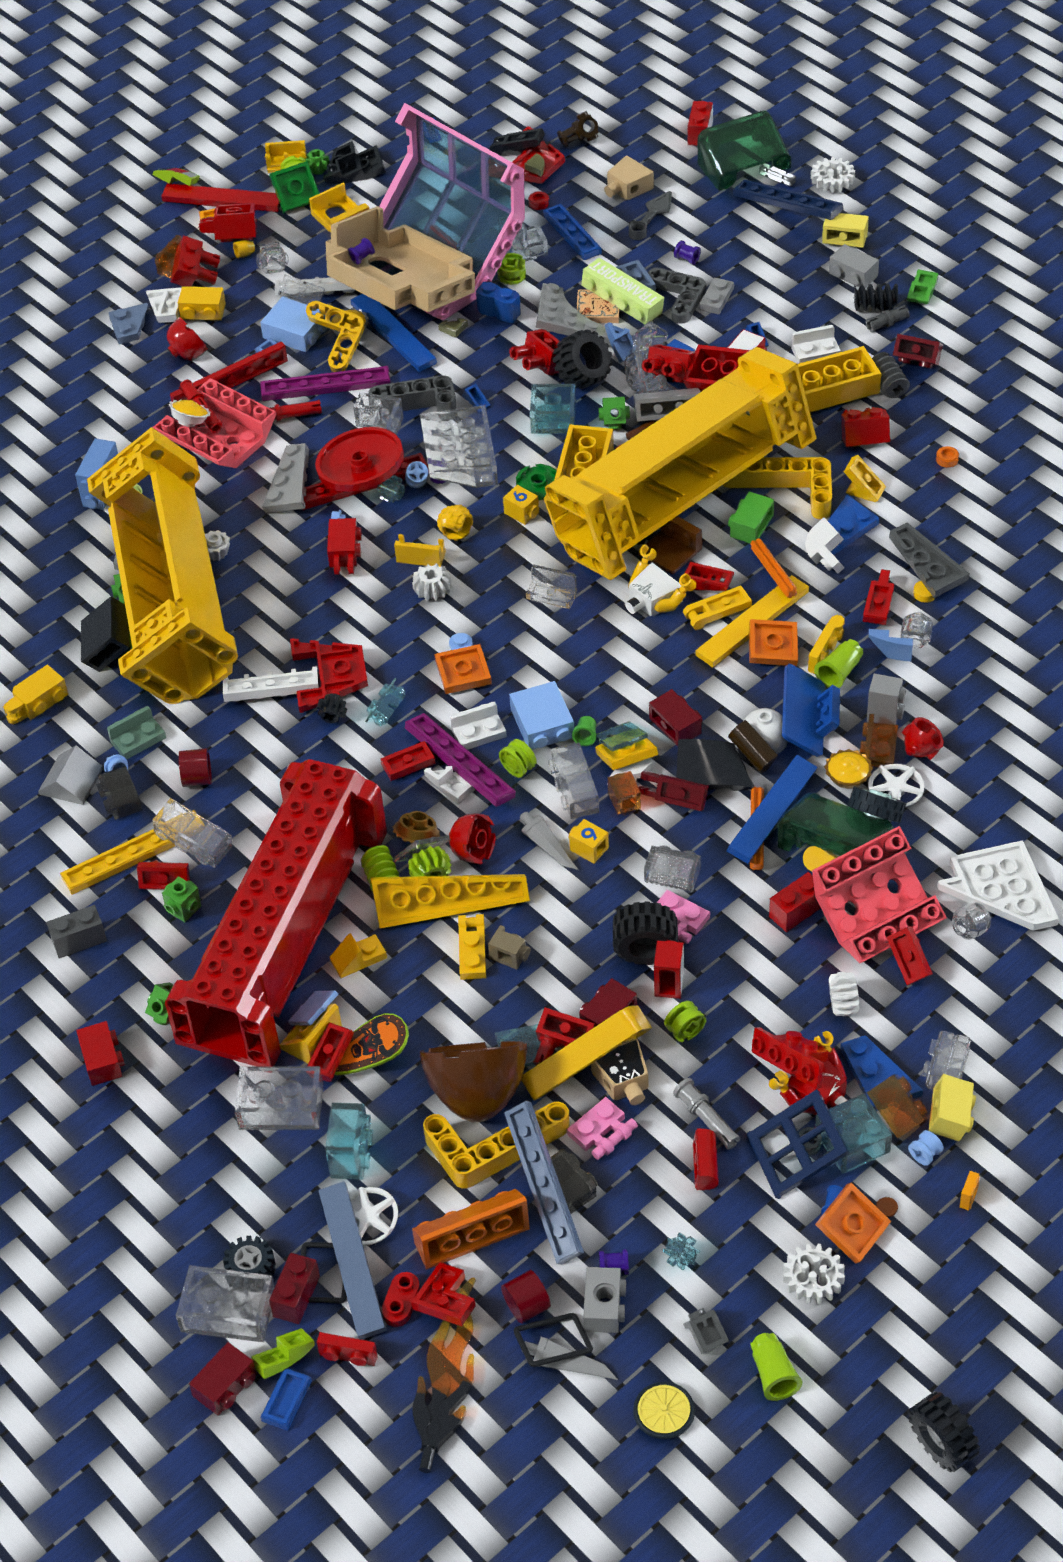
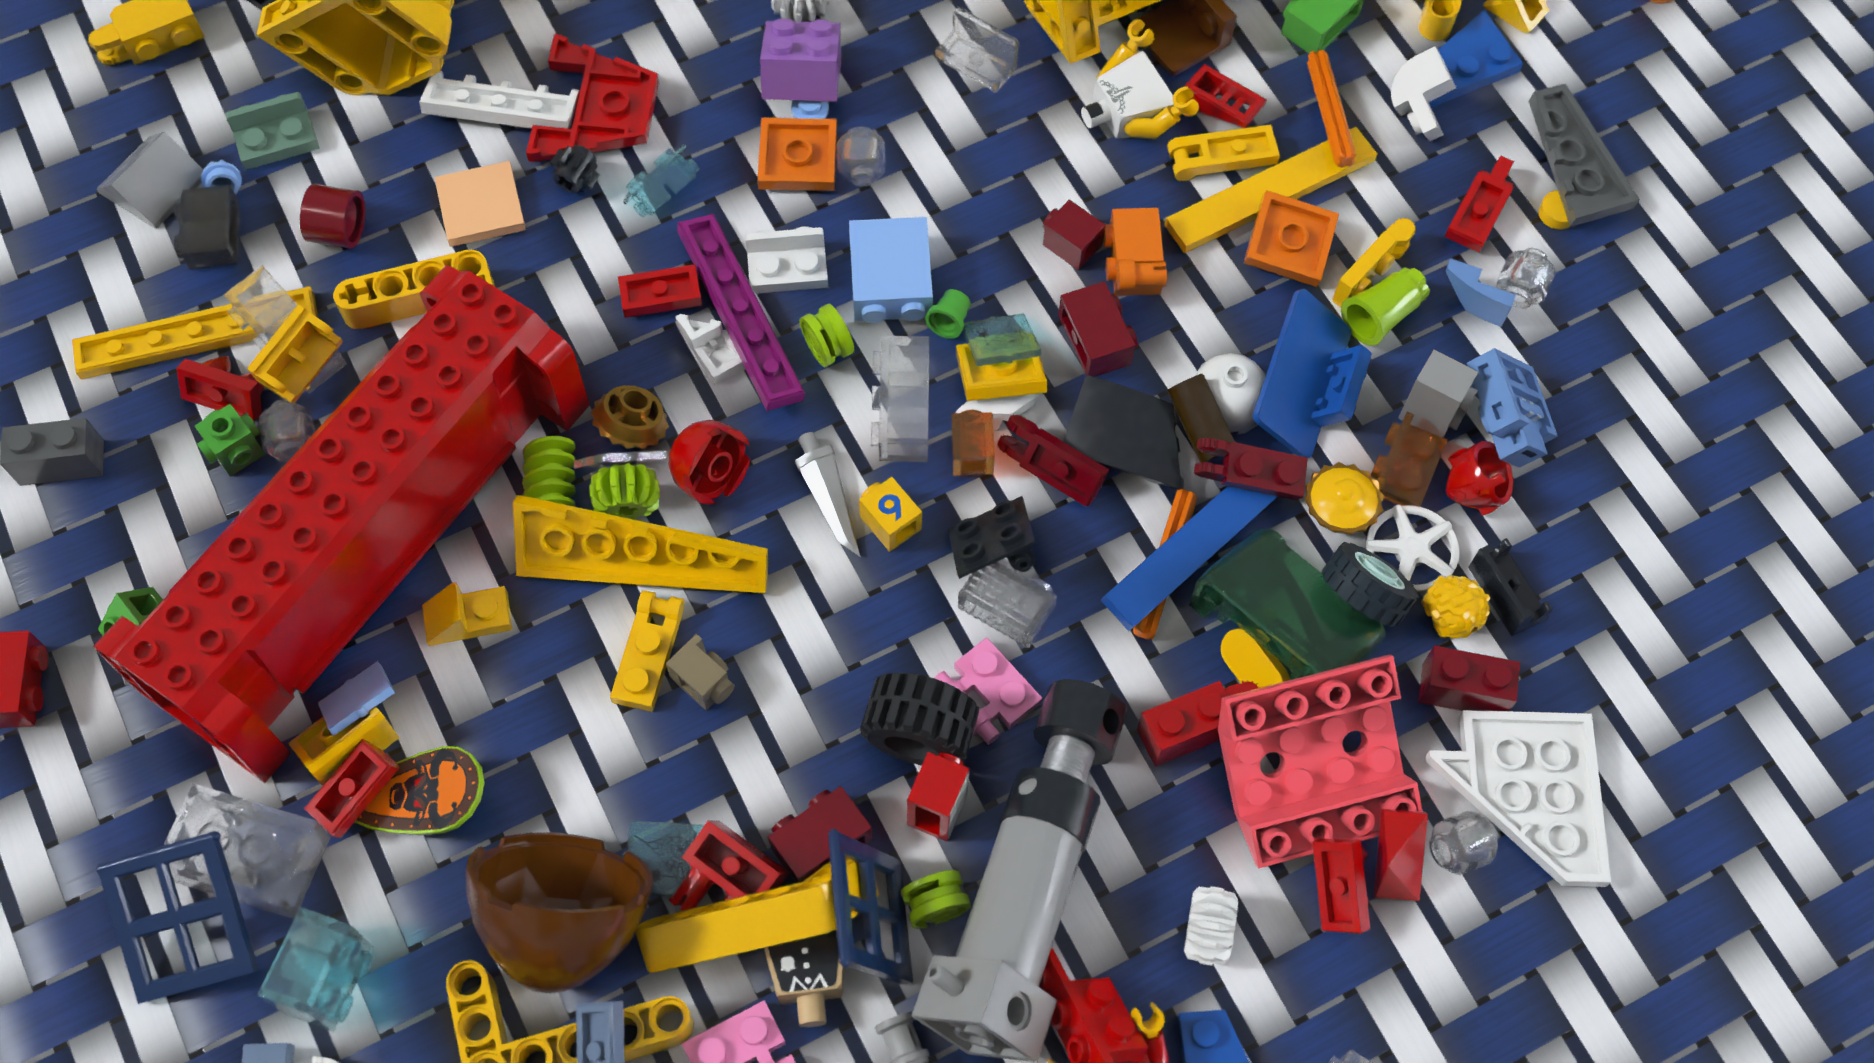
camera: 10 degrees right, 15 degrees up
(209, 840) = (295, 354): none -> yellow hinge
(214, 886) = (285, 429): none -> clear head
(250, 799) = (368, 299): none -> yellow beam
(256, 1136) = (177, 917): none -> dark blue window
(279, 742) = (479, 203): none -> light nougat tile
(448, 616) = (800, 60): none -> medium lavender brick
(502, 660) = (861, 155): none -> clear head
(643, 671) = (1073, 234): none -> dark red brick
(651, 1028) = (868, 860): none -> dark blue window
(658, 830) = (992, 537): none -> black hinge
(684, 671) = (1136, 252): none -> orange hinge
(731, 1050) = (990, 991): none -> light grey piece
(790, 763) = (1254, 468): none -> dark red hinge
(929, 697) = (1512, 407): none -> medium blue piece
(929, 806) = (1456, 606): none -> yellow piece
(938, 935) = (1400, 854): none -> red slope
(947, 840) = (1468, 681): none -> dark red brick
(956, 792) = (1508, 589): none -> black hinge

